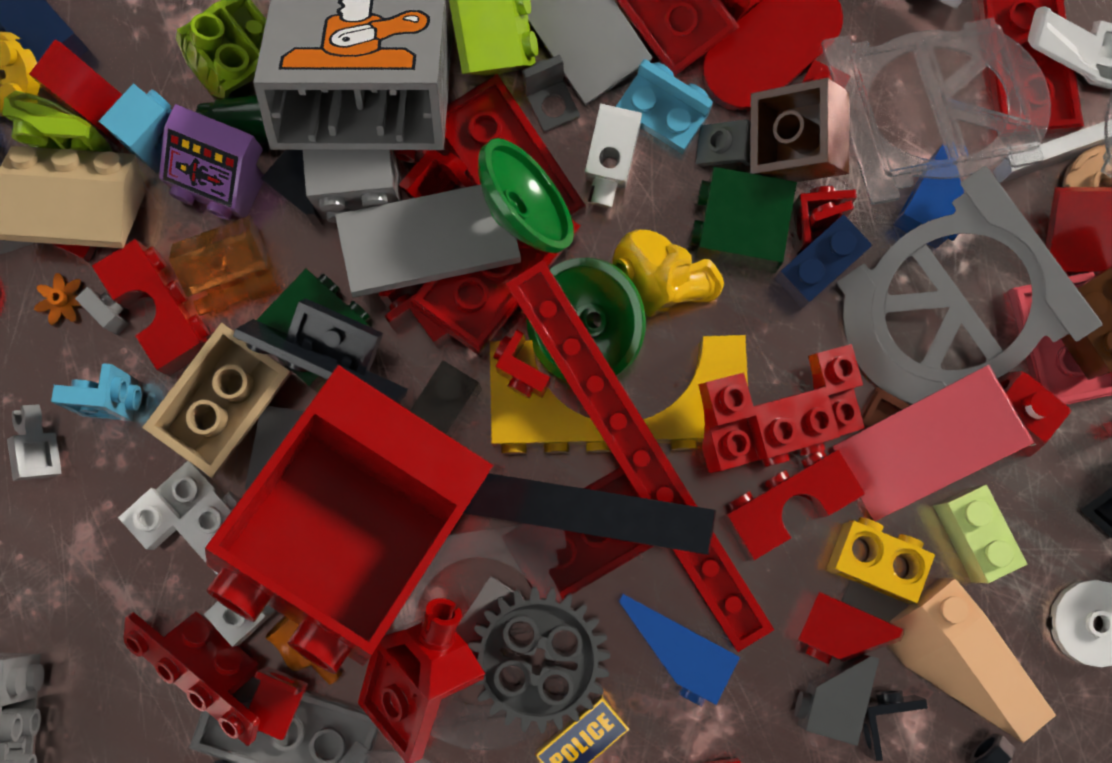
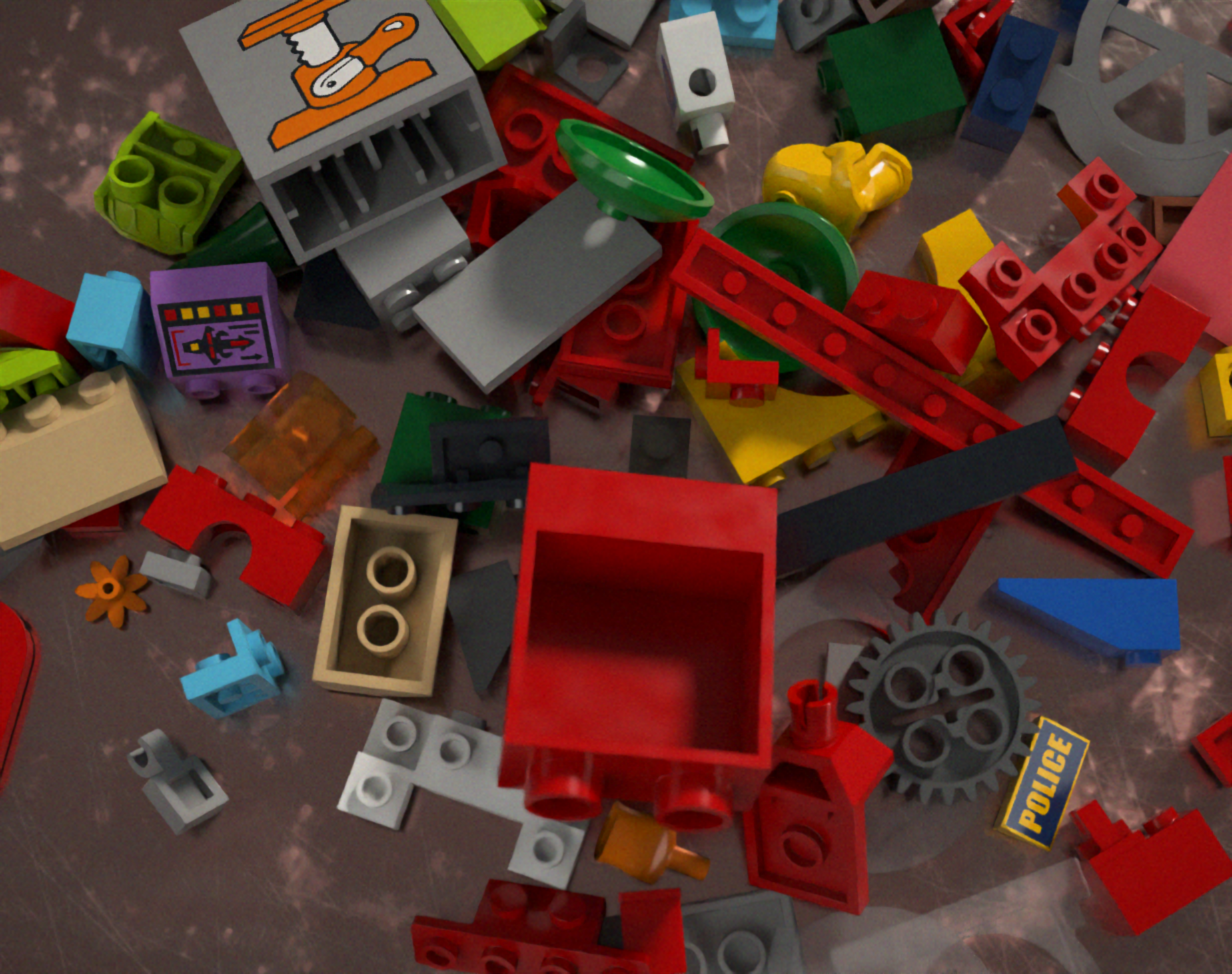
camera: 25 degrees left, 5 degrees down
(659, 395) = (919, 319): none -> red brick

